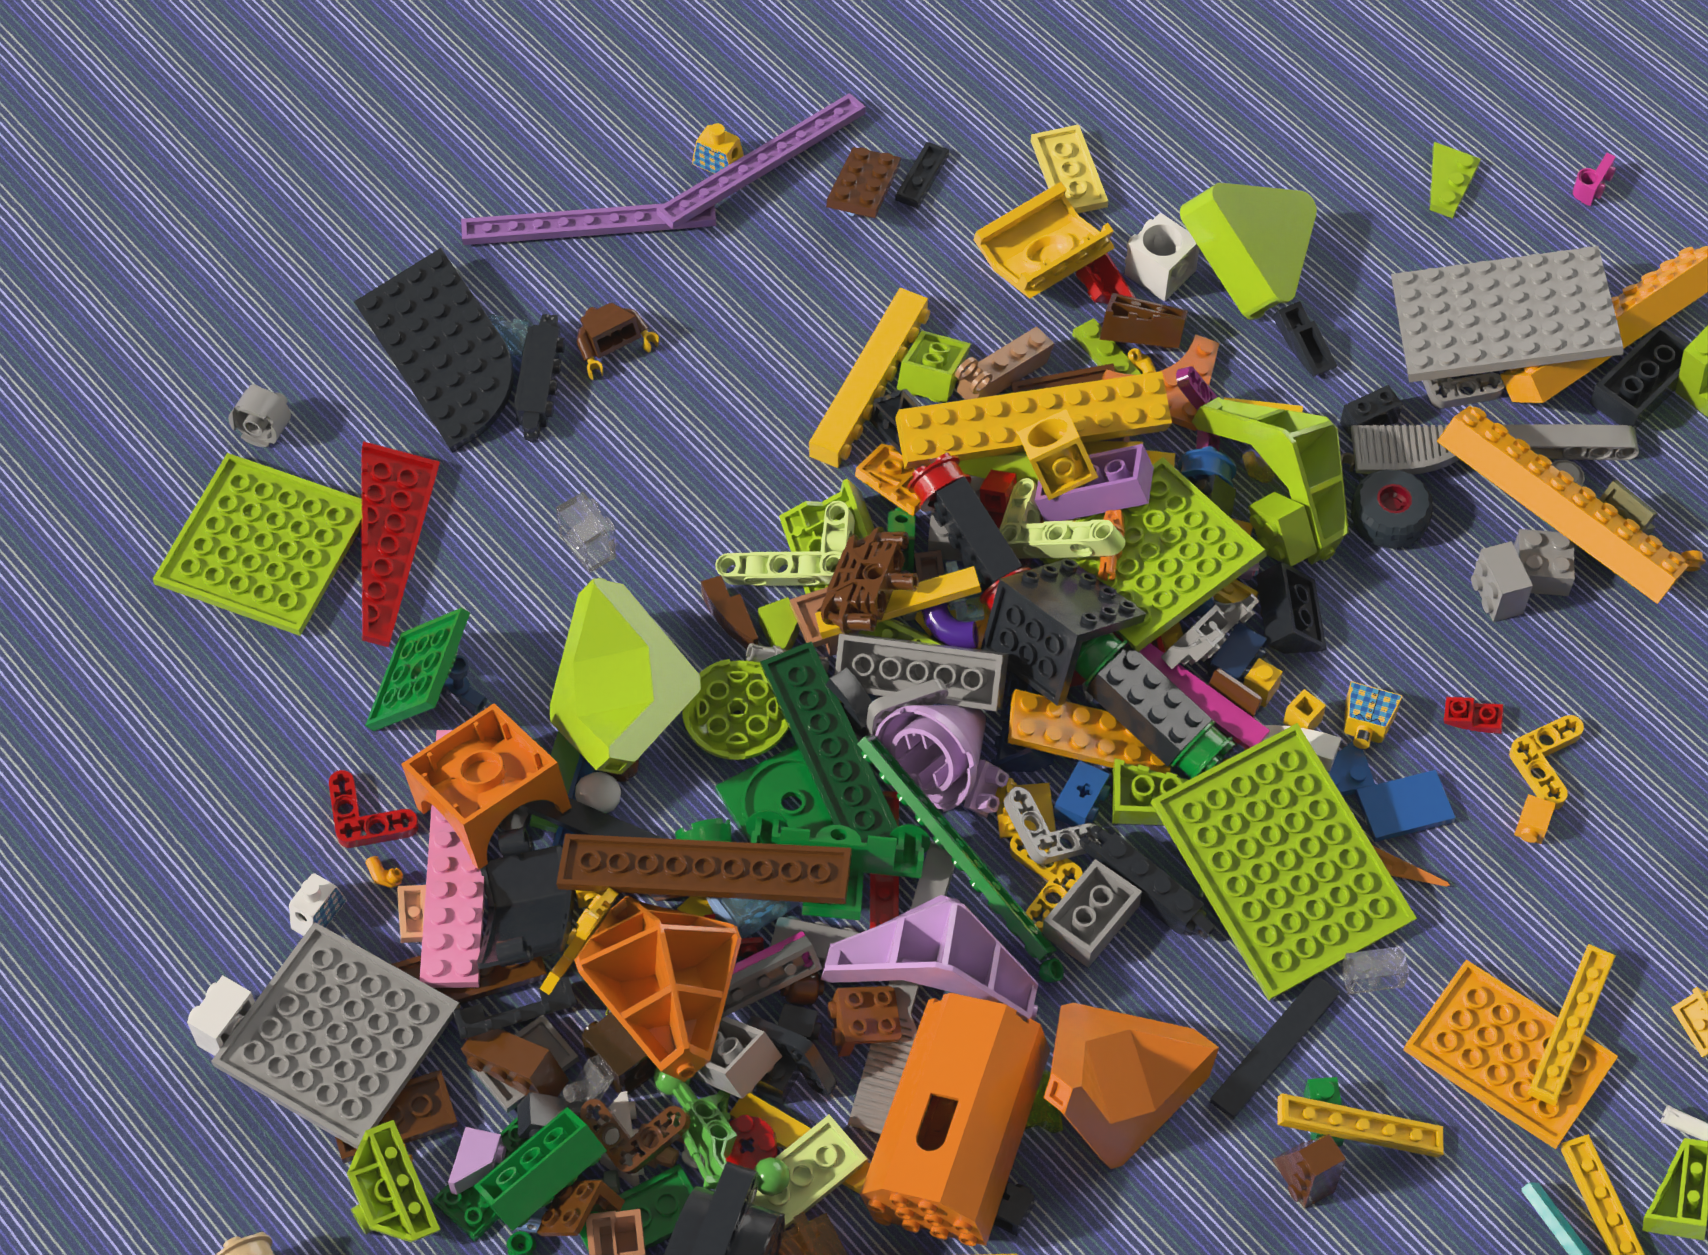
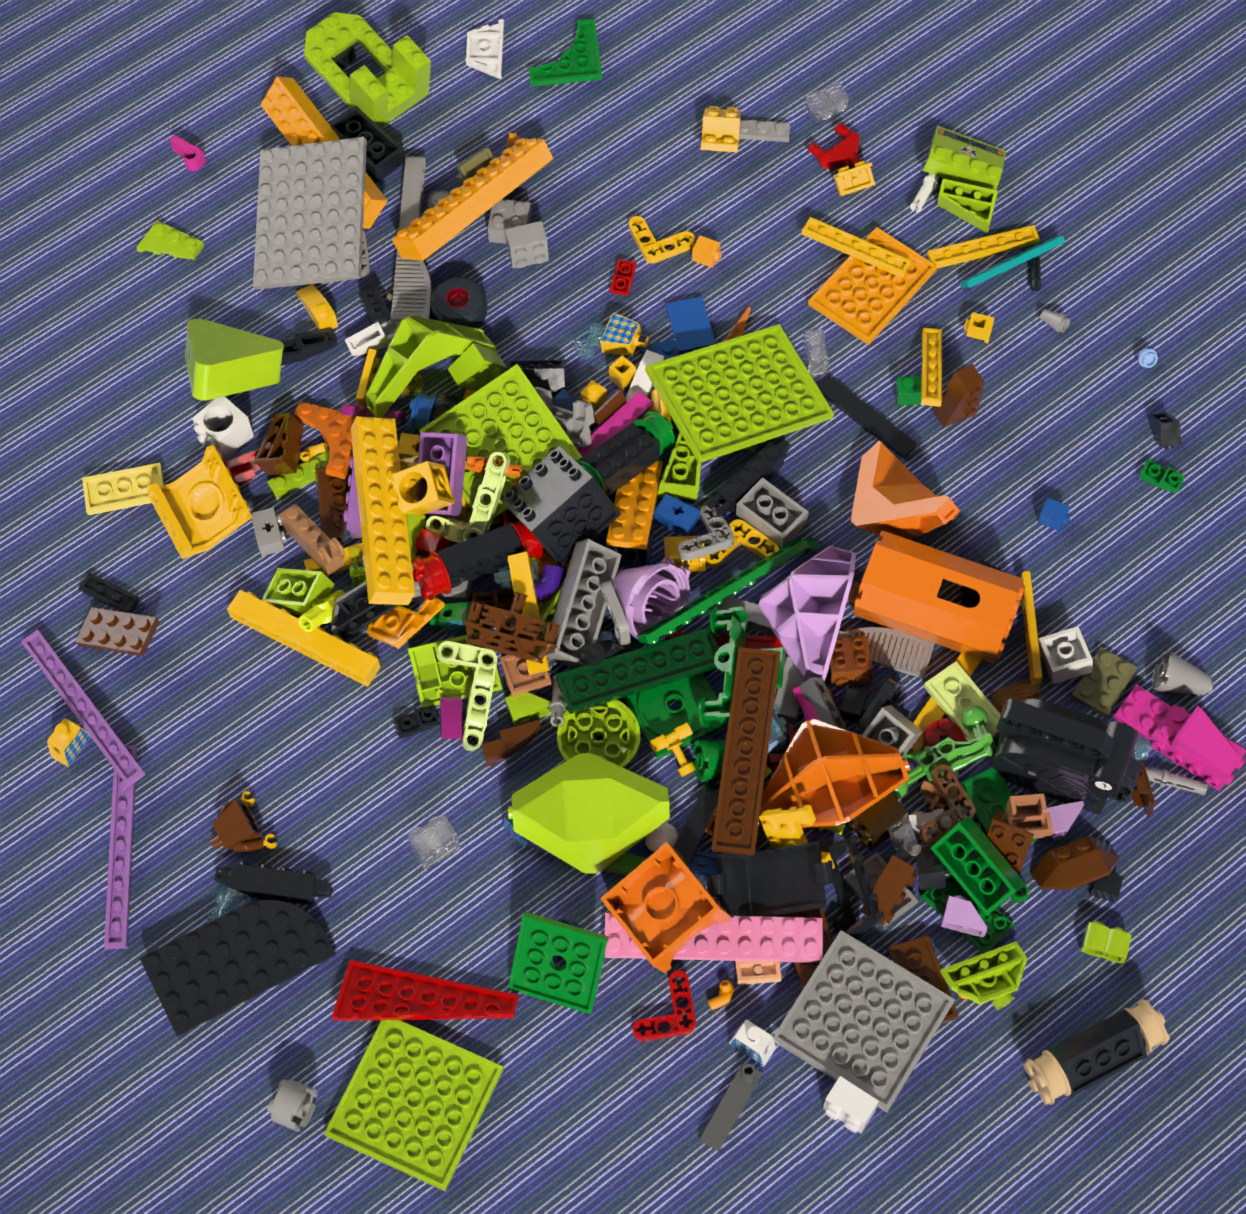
camera: 85 degrees left, 5 degrees up
(257, 898) = (731, 1106): none -> dark grey piece
(730, 797) = (672, 742): none -> yellow bar
(759, 509) = (416, 722): none -> black slope
(764, 541) = (451, 718): none -> magenta slope
(894, 380) = (320, 613): none -> neon yellow piece
(1015, 320) = (271, 541): none -> light grey brick
(1320, 402) = (372, 337): none -> white slope
(1365, 348) = (317, 307): none -> yellow slope
(1369, 677) = (595, 334): none -> clear light blue leg
(1452, 1219) = (979, 326): none -> yellow brick

